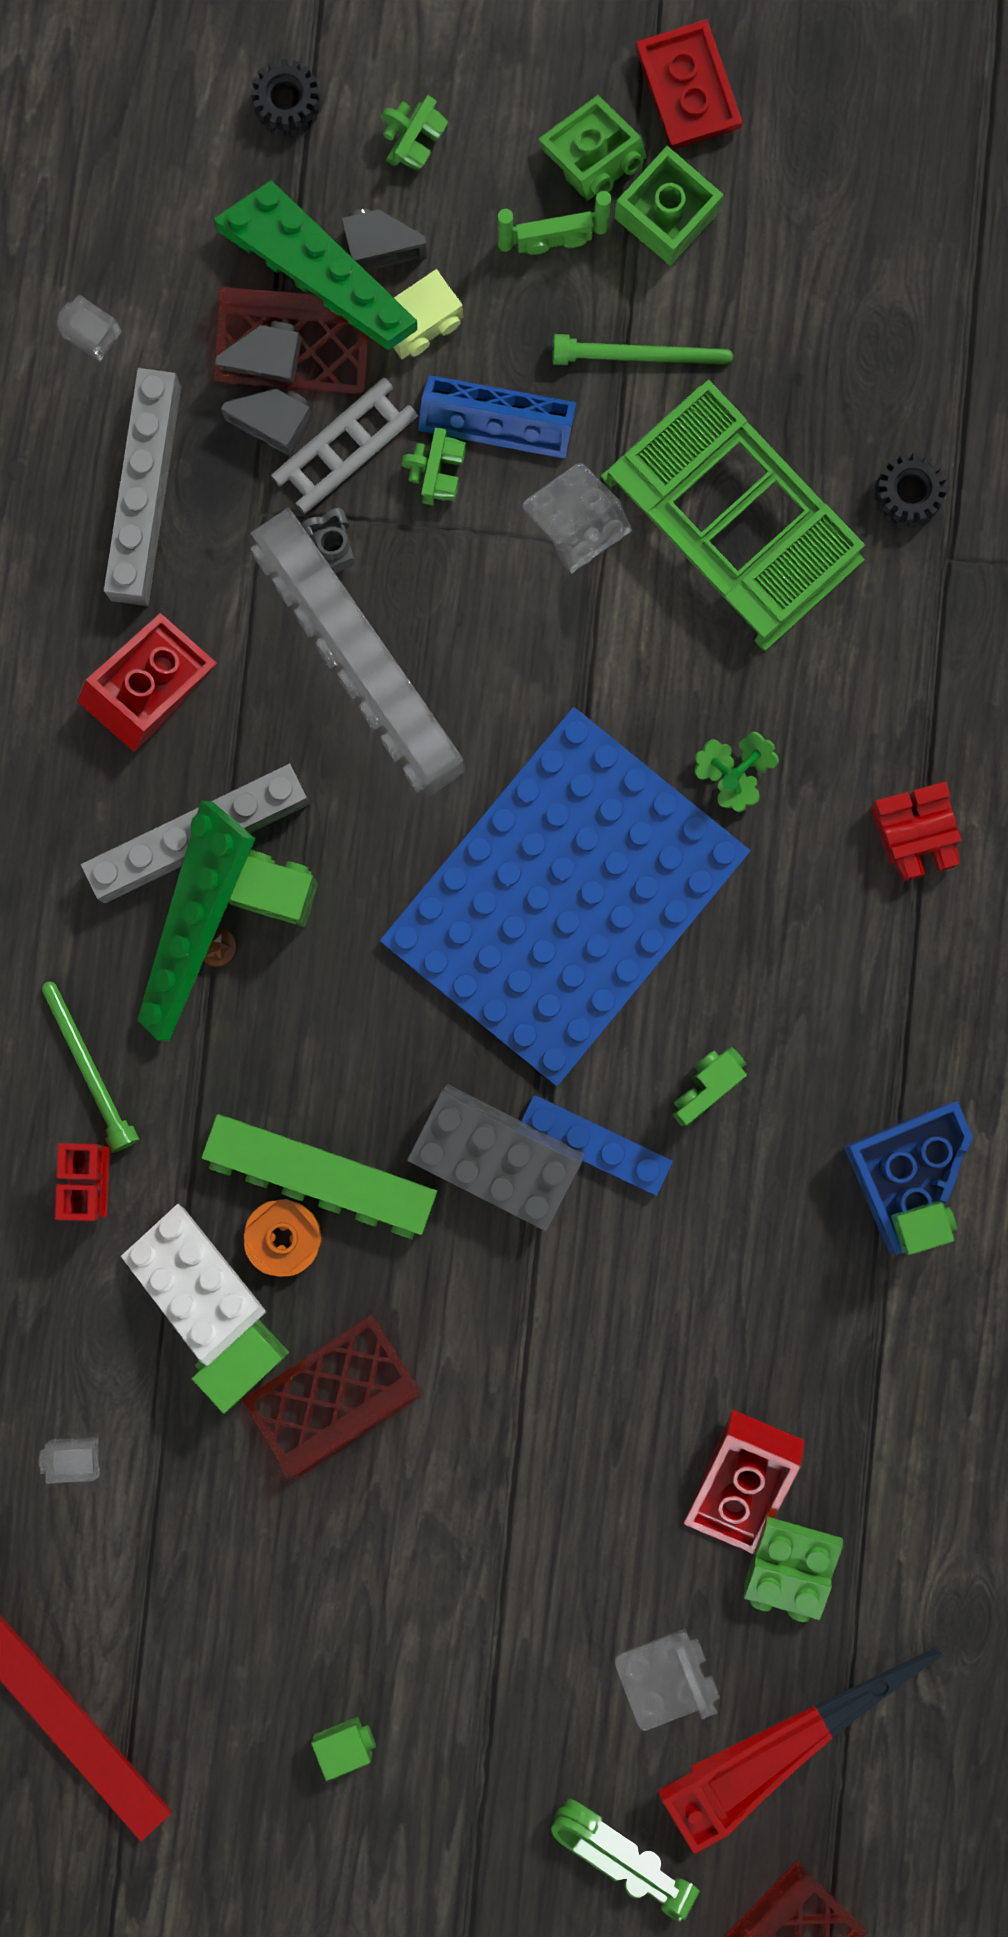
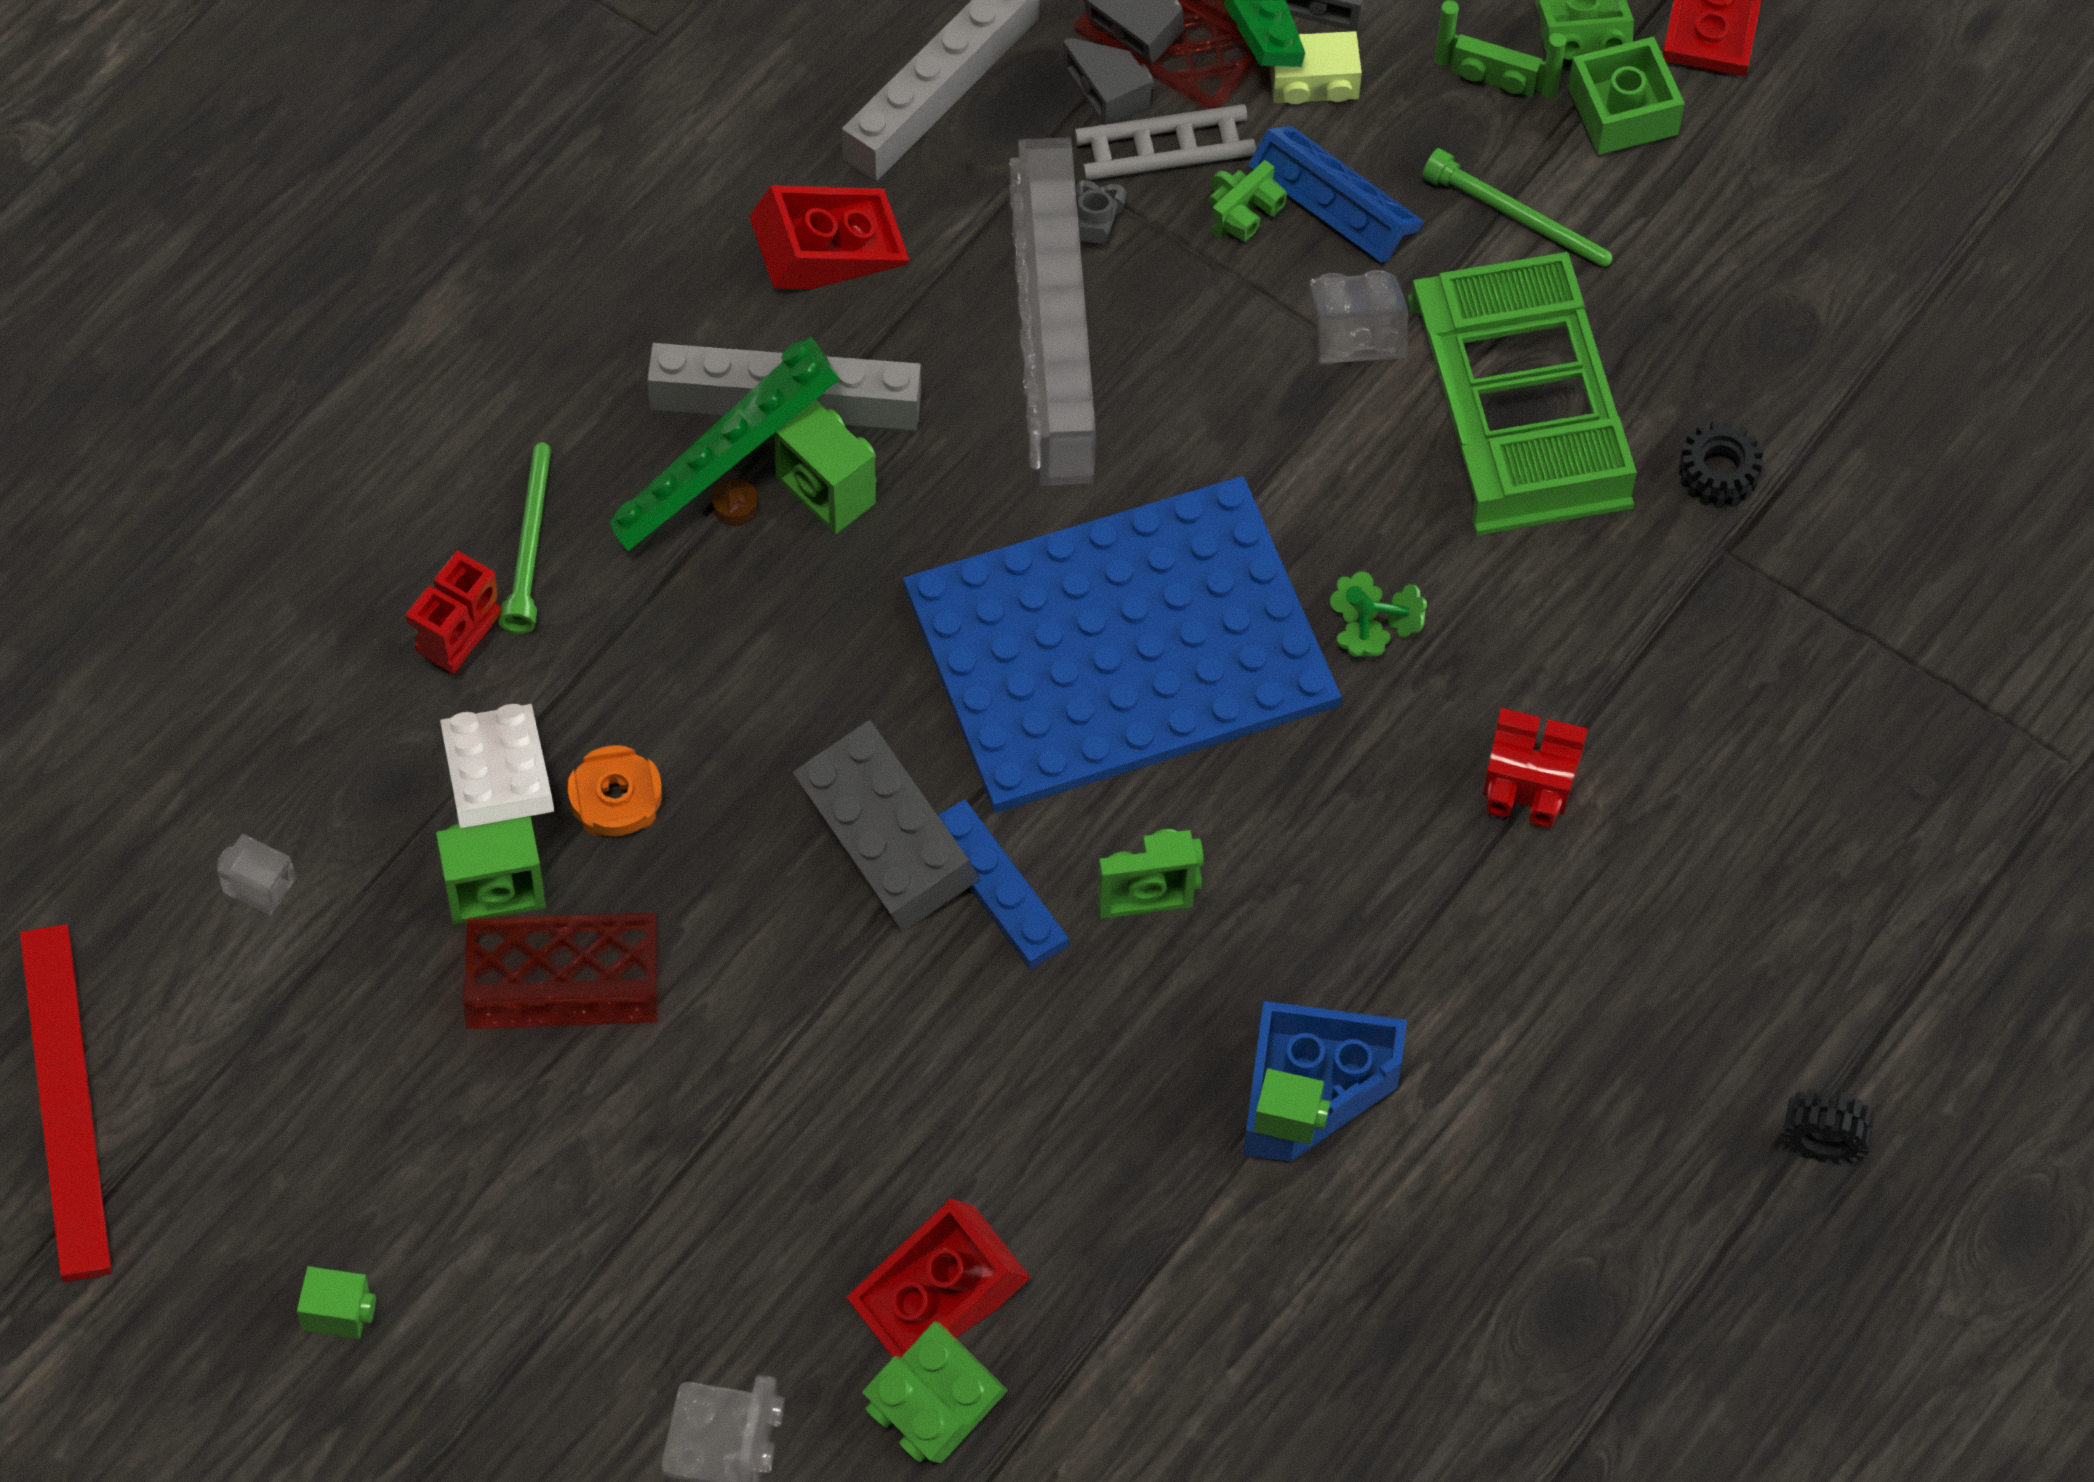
camera: 30 degrees right, 25 degrees down
(319, 1174) = (694, 753): bright green brick -> none

